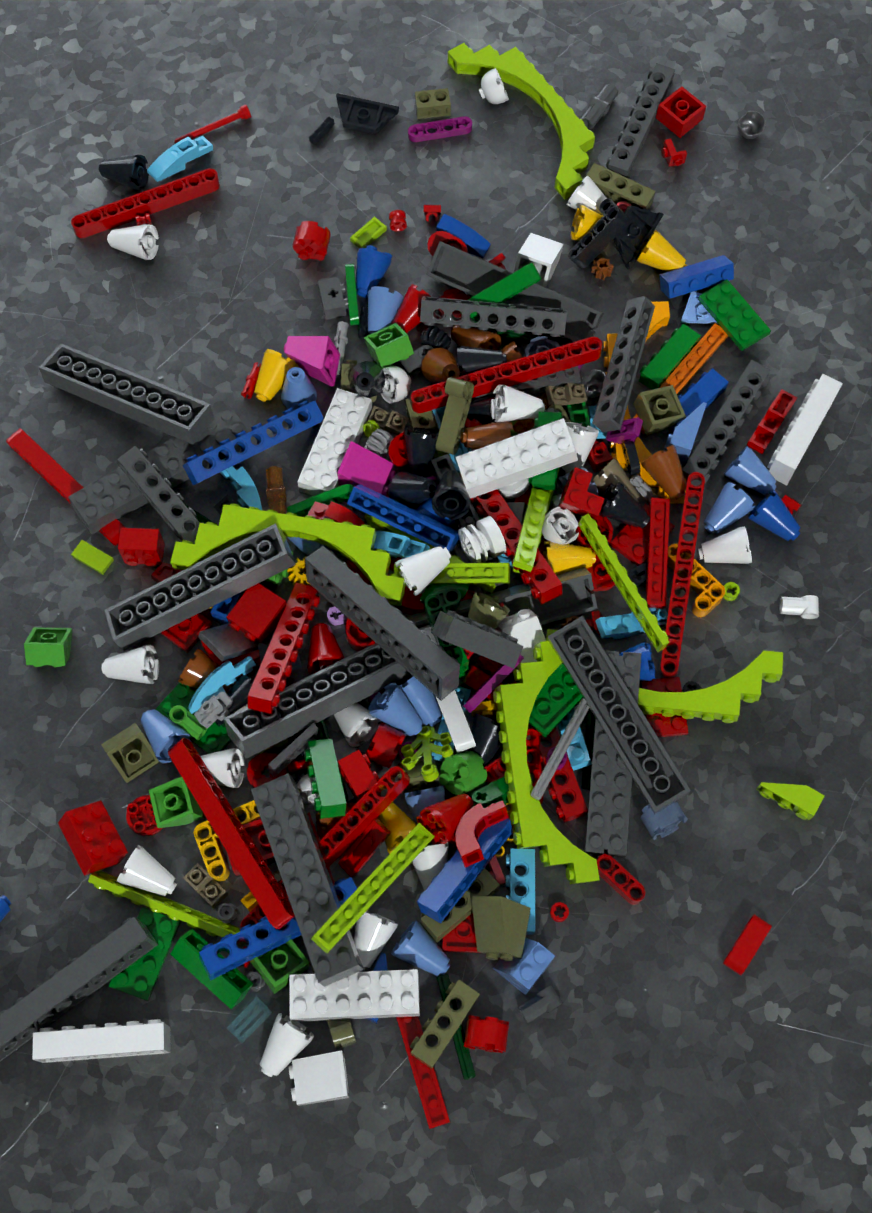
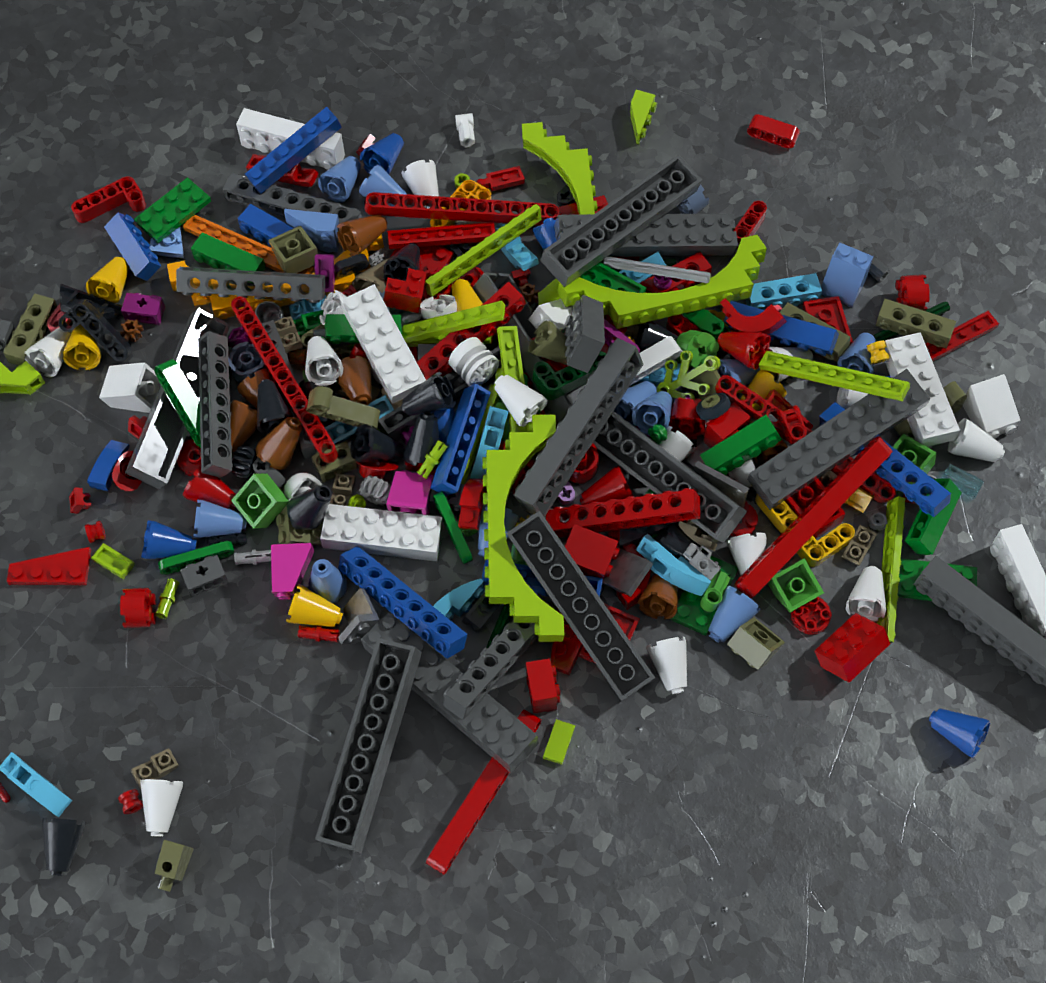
camera: 100 degrees left, 5 degrees down
(48, 646) = (669, 753): bright green slope -> none
(82, 245) = (176, 856): none -> olive torso
(145, 202) = (109, 813): red beam -> none
(169, 243) = (156, 768): none -> dark tan slope
(250, 414) = (360, 617): none -> flat silver bracket
(275, 489) = (449, 577): clear orange piece -> none
(318, 267) = (167, 598): none -> lime pin
(337, 833) = (792, 420): none -> red piece
(364, 702) = (658, 433): none -> green plate
(371, 190) = (54, 569): none -> red wing
(376, 759) = (713, 406): none -> black wheel
(389, 490) = (432, 459): none -> lime pin
(407, 959) = (878, 352): none -> yellow wheel
(499, 926) = (826, 290): olive slope -> none
(553, 910) = (790, 261): red bush -> none
(625, 280) = (143, 308): none -> magenta brick
(726, 630) = (503, 179): none -> red plate
(750, 246) = (108, 198): none -> red beam
(777, 419) = (293, 150): none -> blue brick

